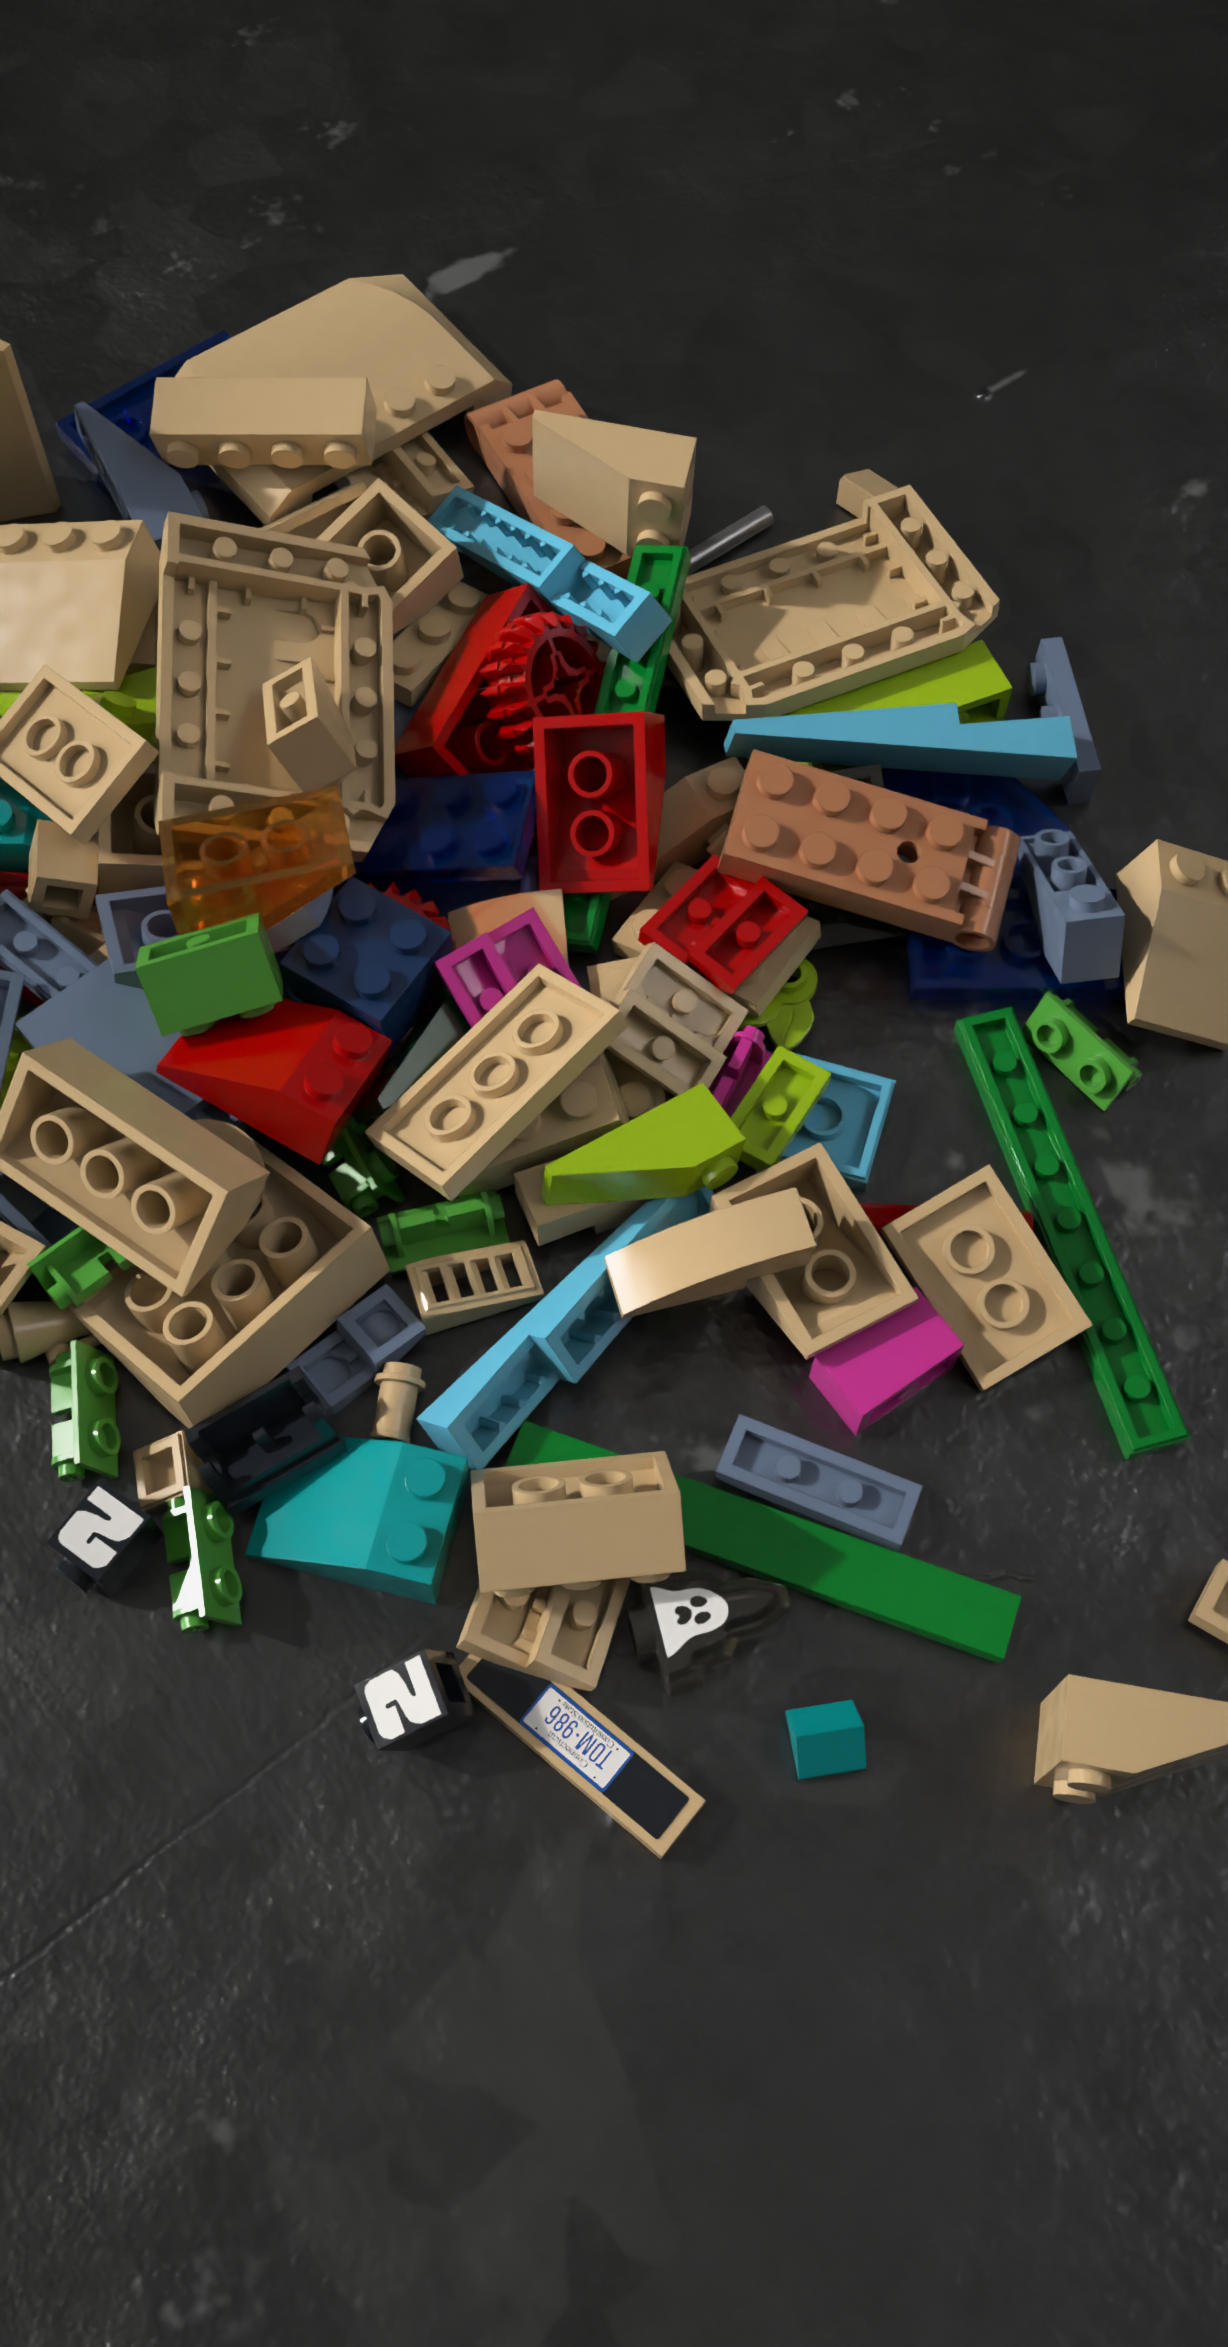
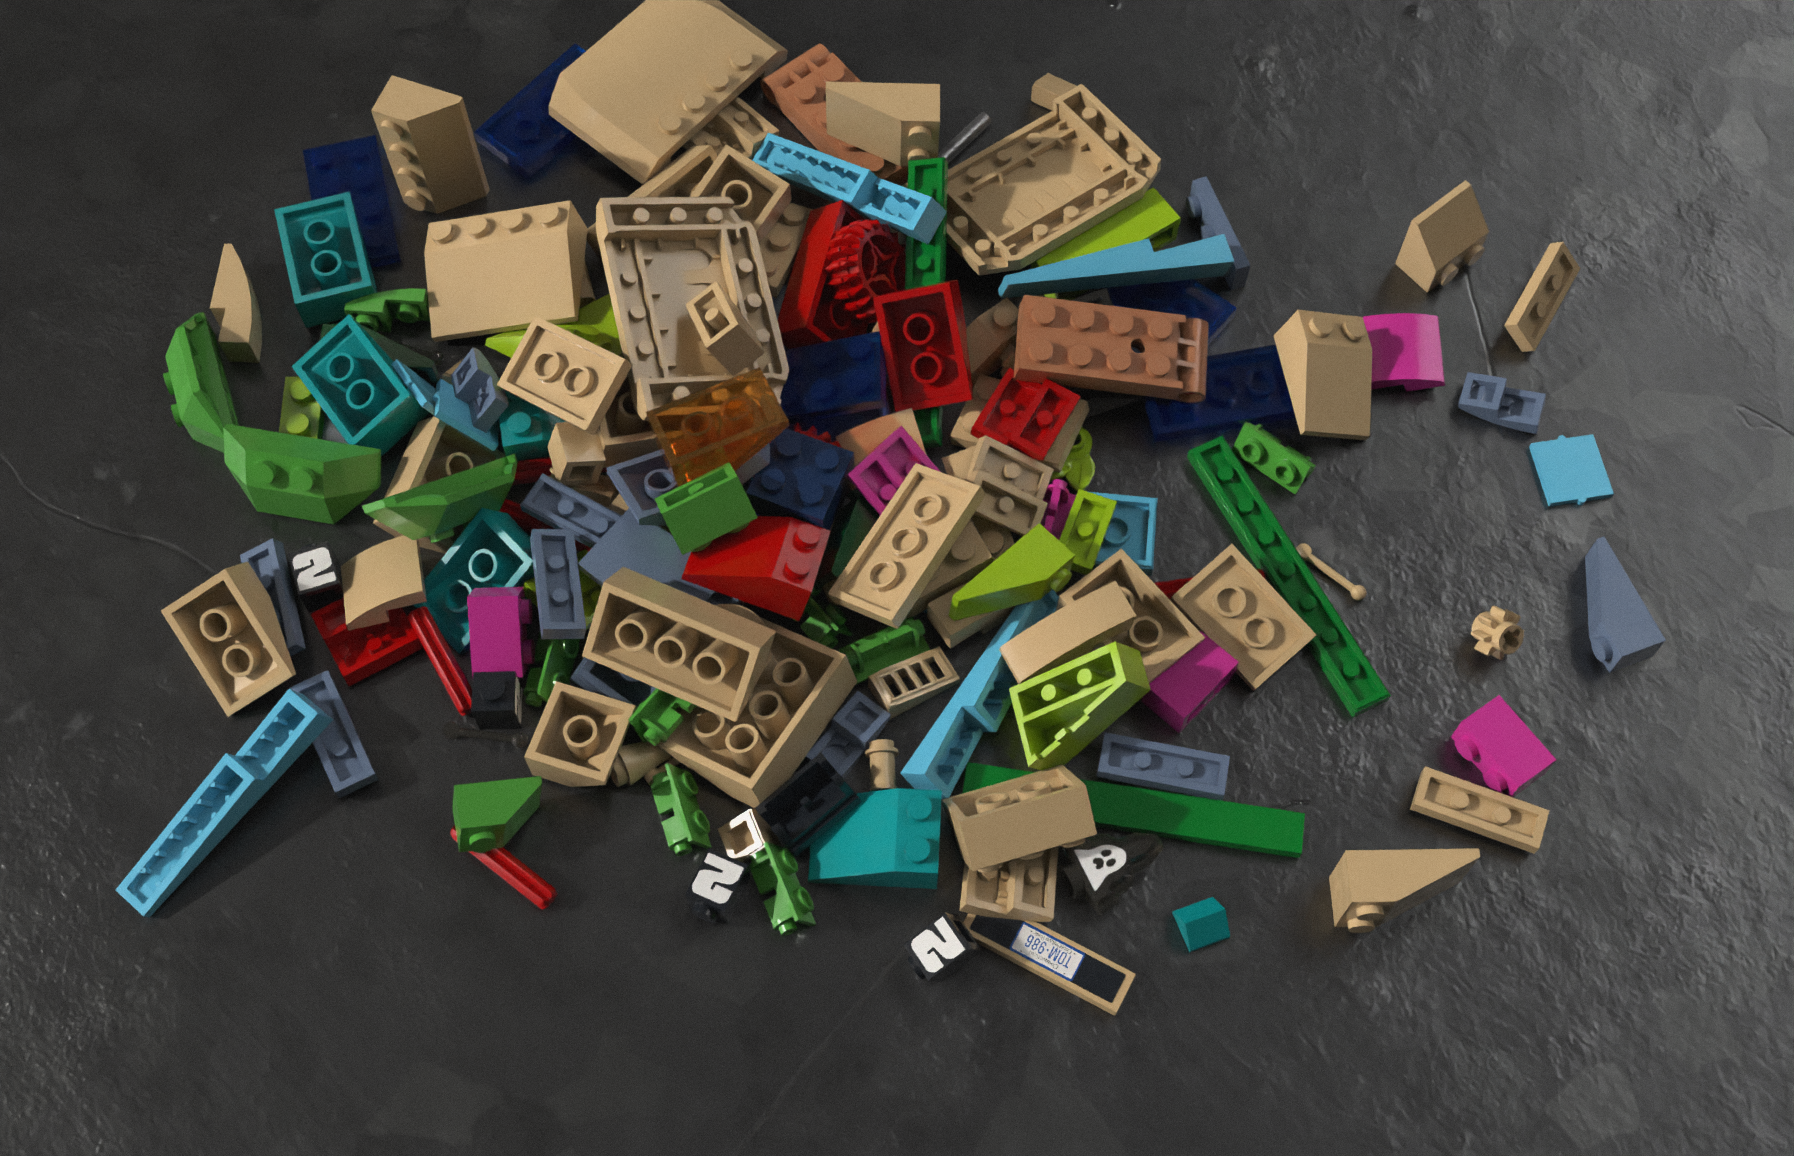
camera: 10 degrees left, 0 degrees up
(134, 476) = (549, 169): sand blue slope -> none
(263, 421) = (632, 114): tan brick -> none
(702, 1361) = (1076, 702): none -> lime wedge
(1071, 907) = (1250, 363): sand blue slope -> none
(1169, 1271) = (1357, 592): none -> tan hinge

